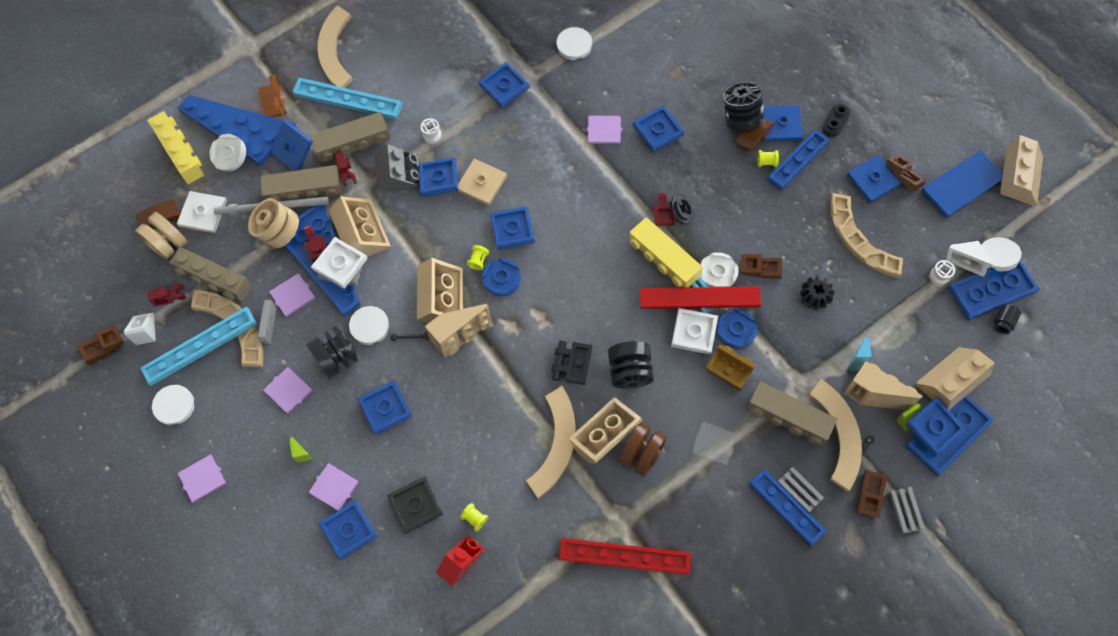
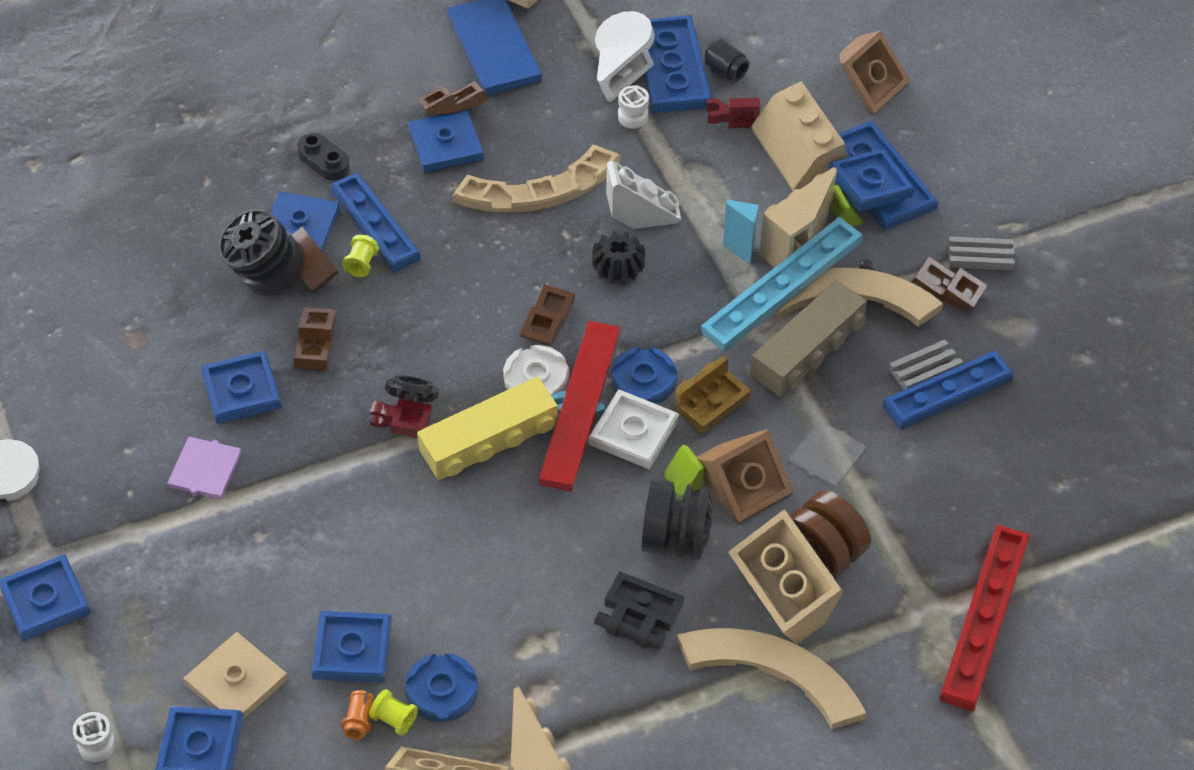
camera: 80 degrees left, 15 degrees down
(469, 242) = (356, 722): none -> orange pin
(672, 366) = (685, 470): none -> lime slope
(678, 397) = (745, 474): none -> medium nougat slope
(707, 154) = (315, 339): none -> reddish brown slope
(828, 389) = (781, 284): none -> medium azure plate
(863, 292) = (638, 200): none -> white slope
(963, 335) = (738, 114): none -> dark red plate
(1036, 410) = (873, 69): none -> medium nougat slope

